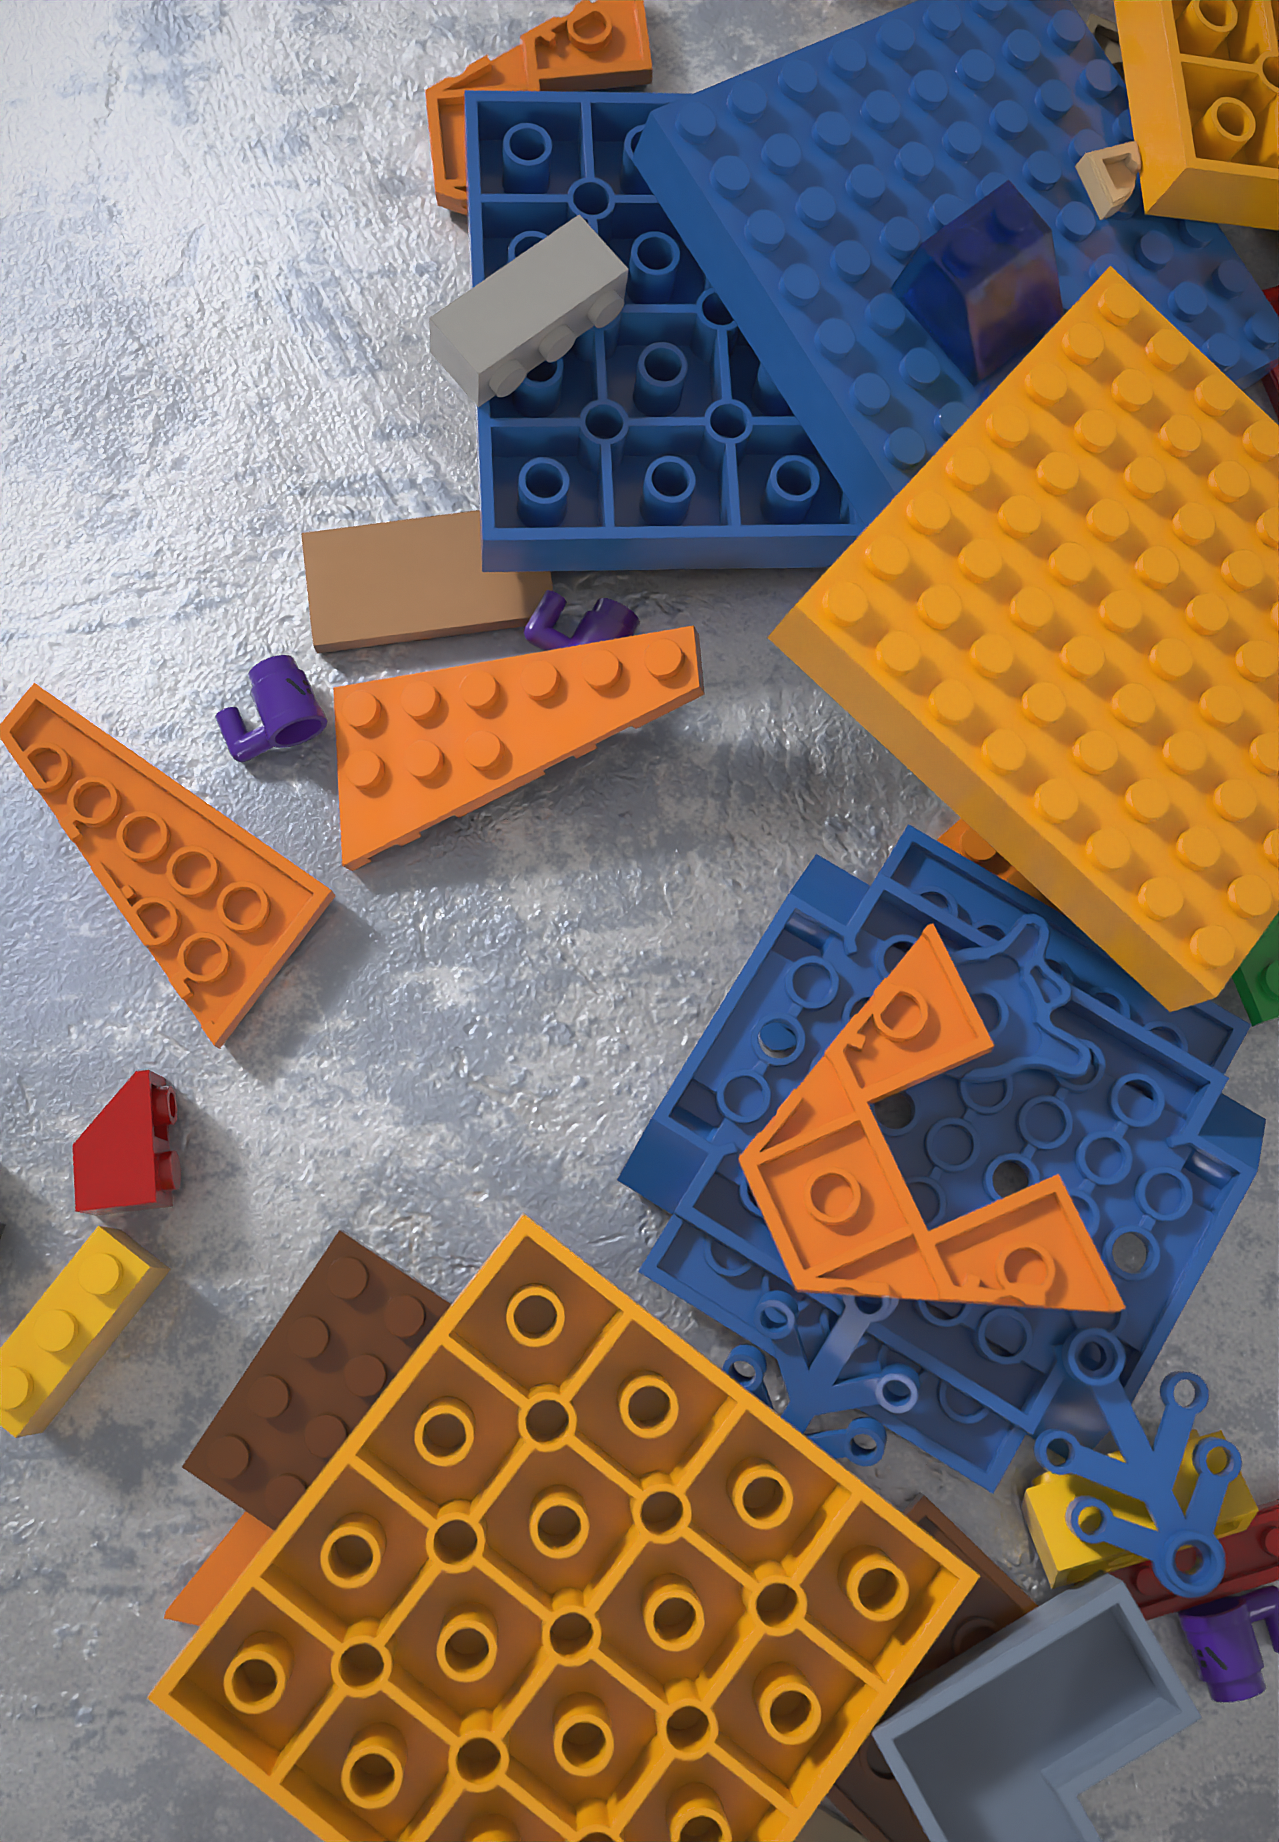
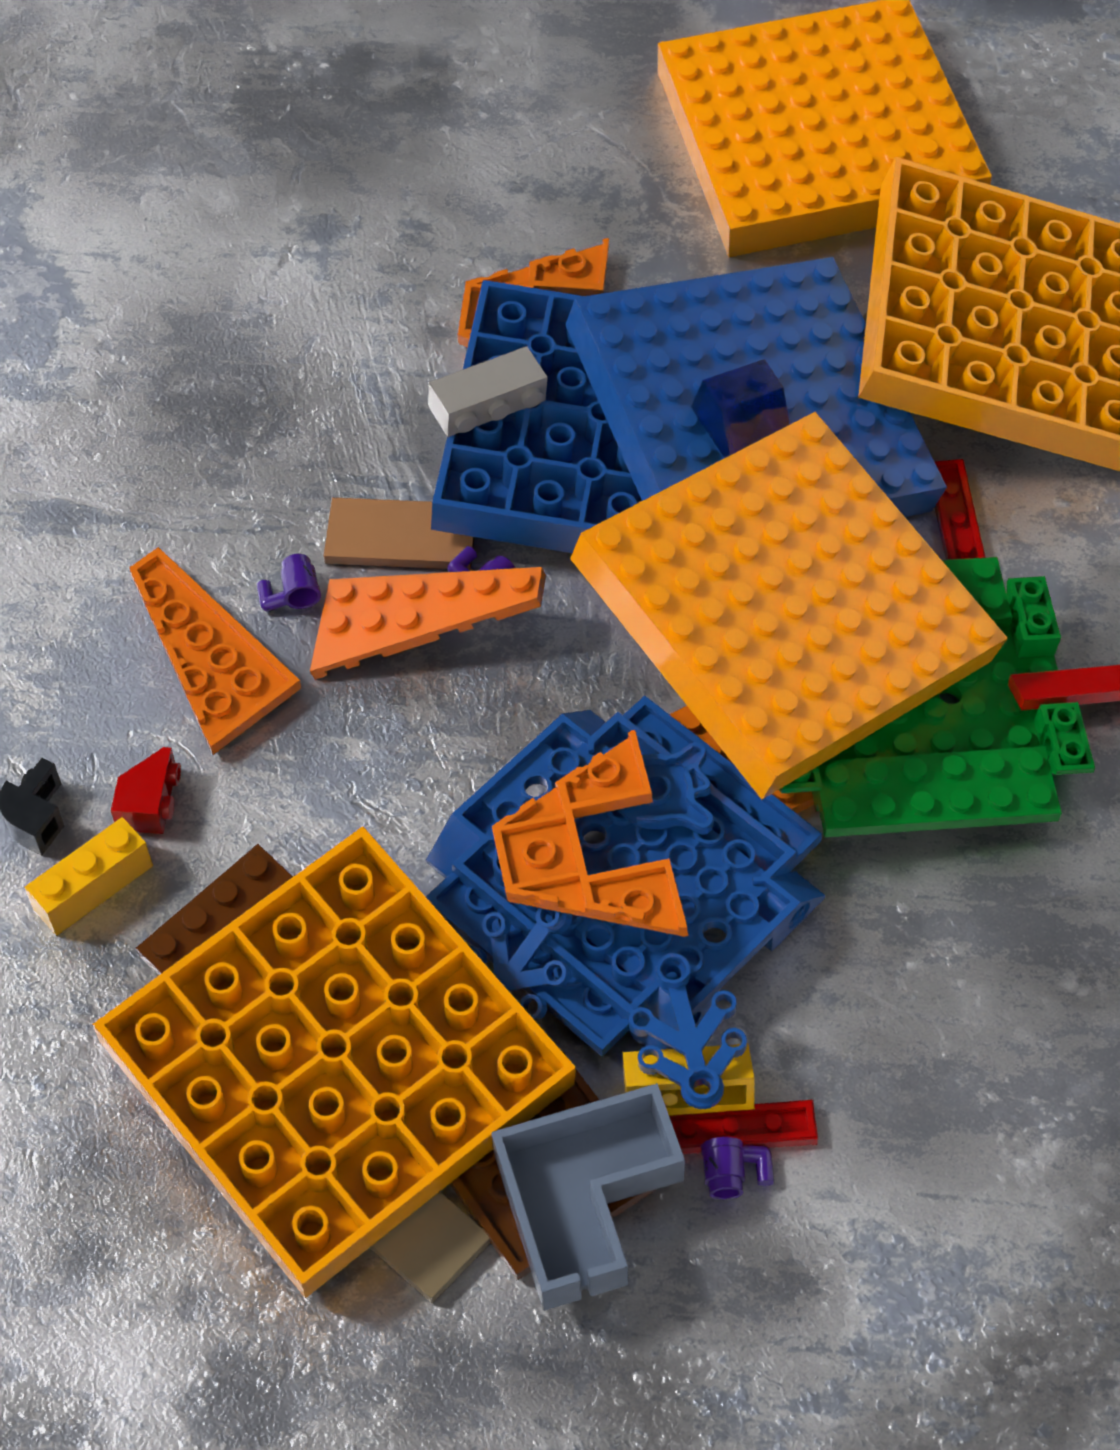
camera: 15 degrees right, 20 degrees down
(1110, 176) = (842, 375): tan tile -> none

